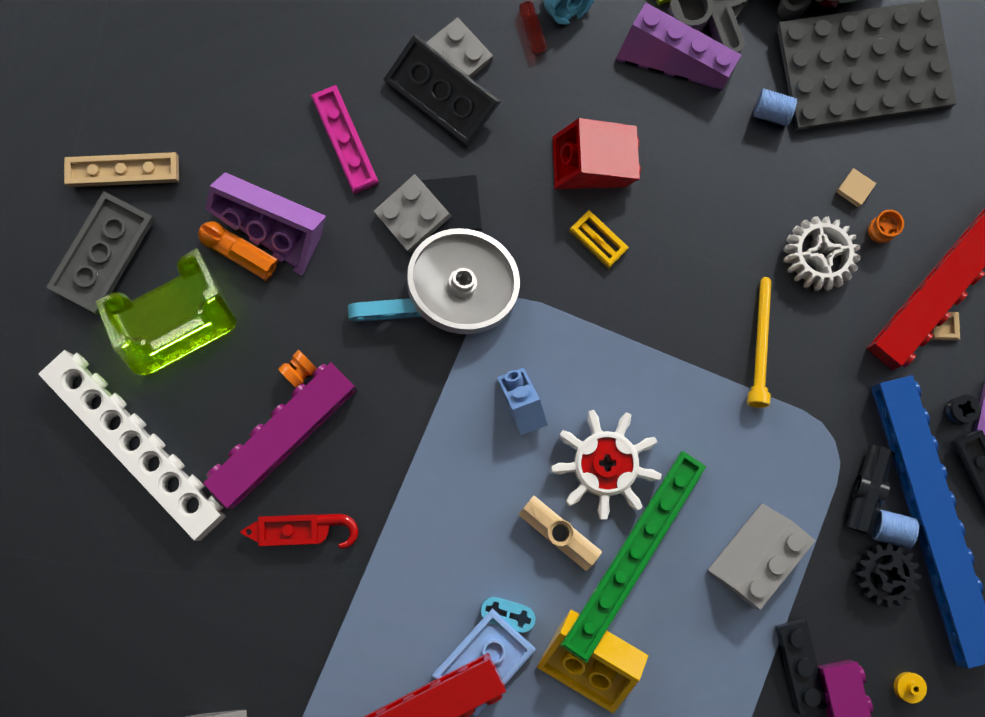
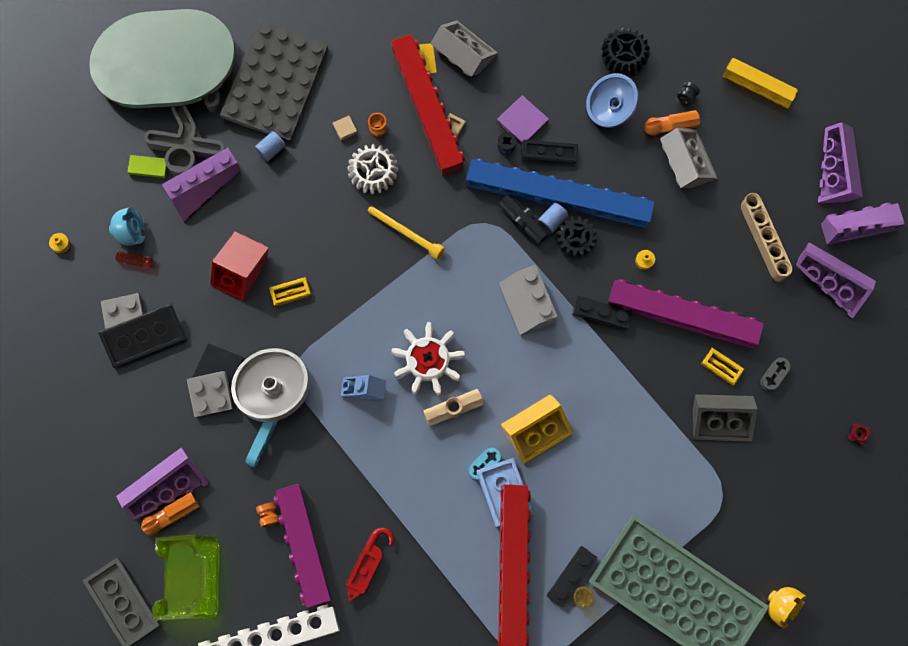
camera: 60 degrees left, 5 degrees down
(121, 169) = (74, 563): tan plate -> none
(344, 139) = (137, 411): dark pink tile -> none
(632, 557) = (489, 371): green tile -> none

